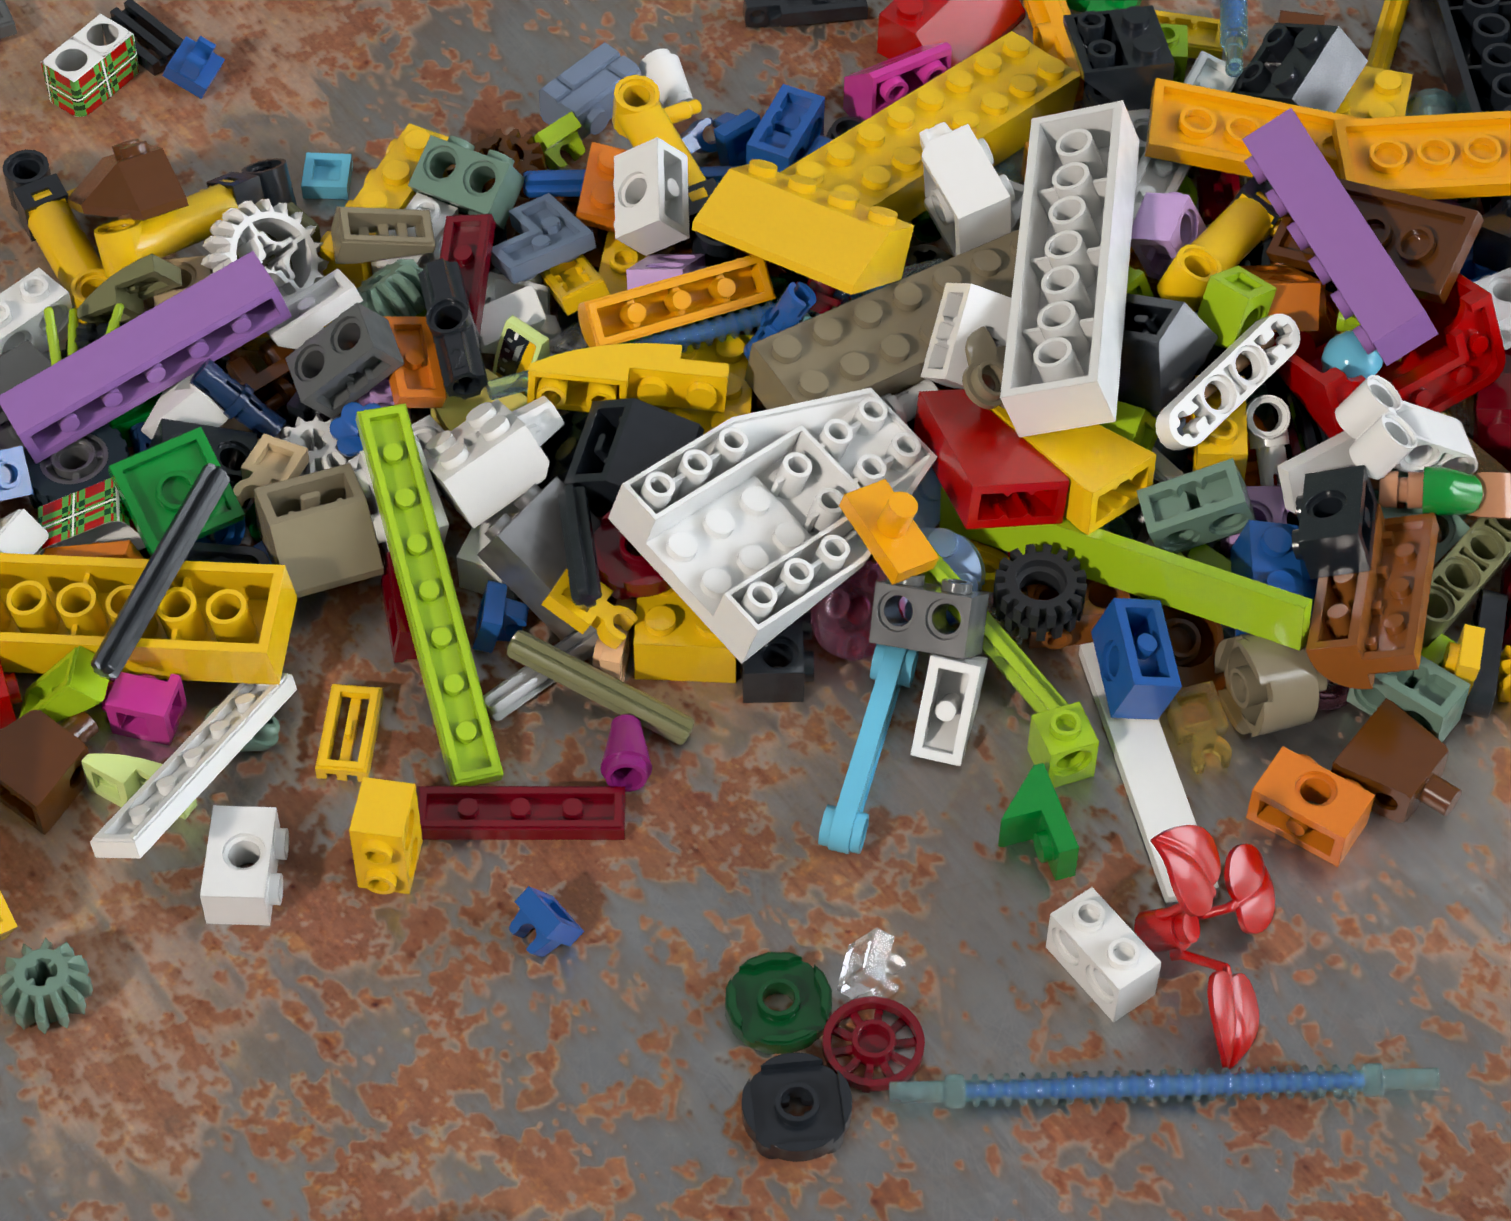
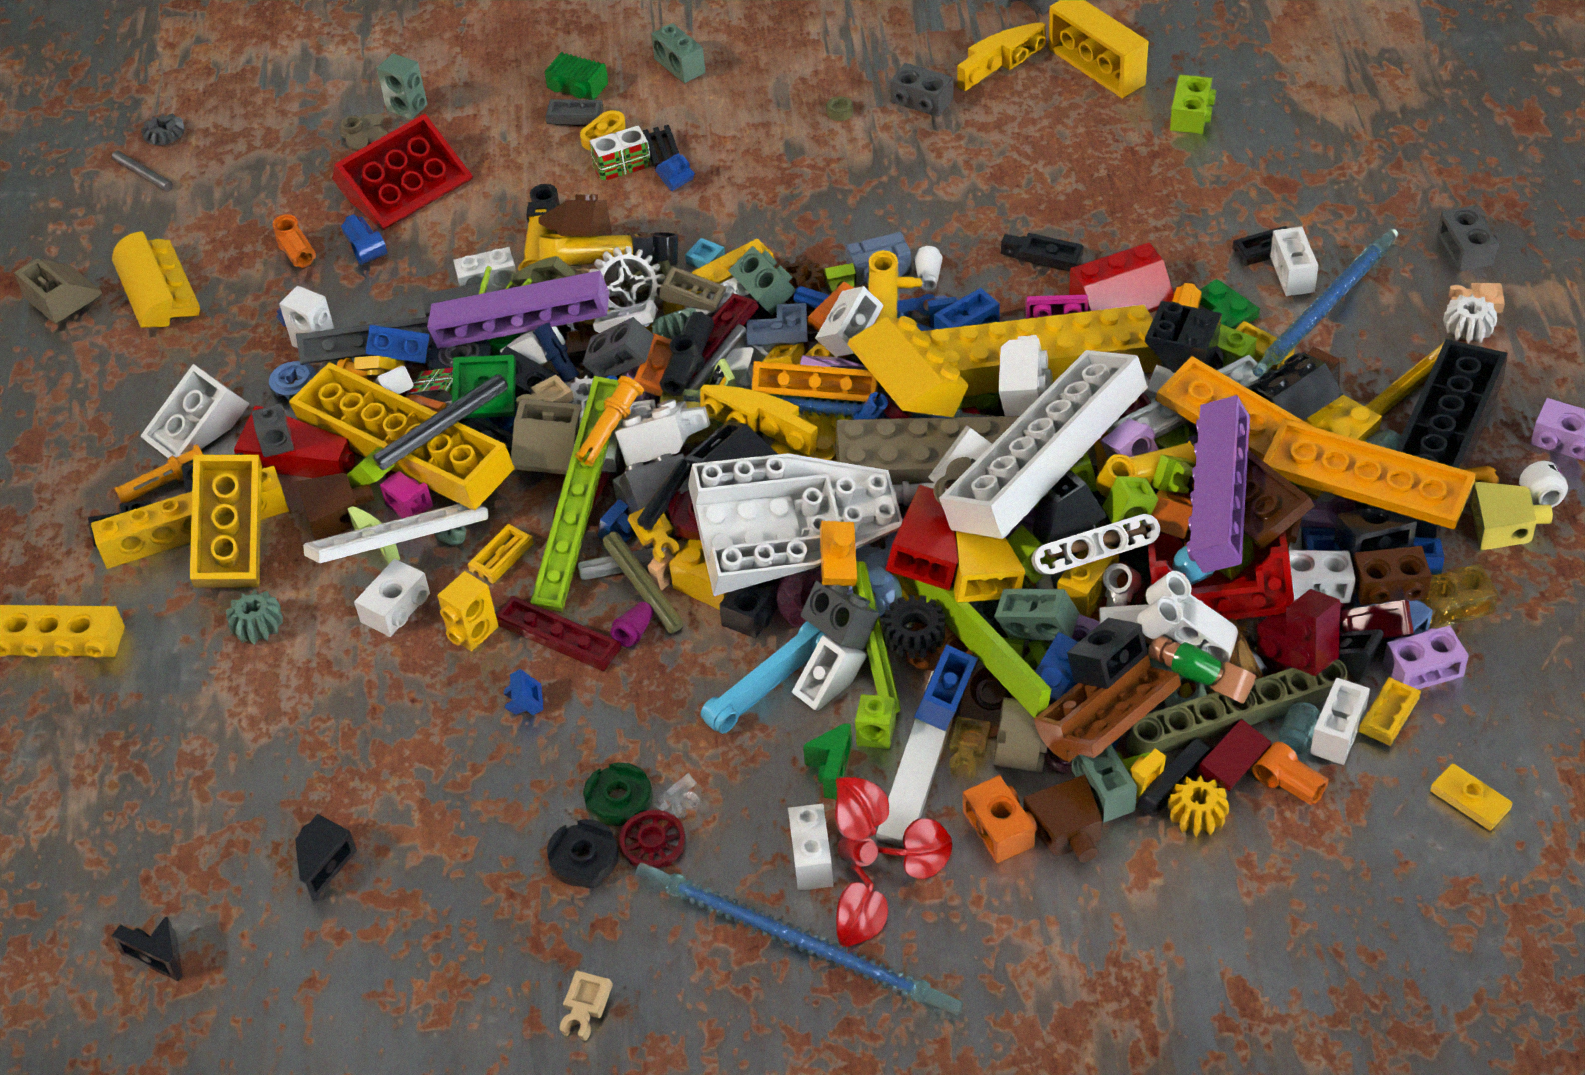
camera: 35 degrees right, 5 degrees down
(32, 39) = (604, 124): none -> yellow plate
(426, 448) = (616, 408): none -> light orange pin
(490, 310) = (721, 353): none -> flat silver bar
(1256, 246) = (1173, 474): none -> lime tile

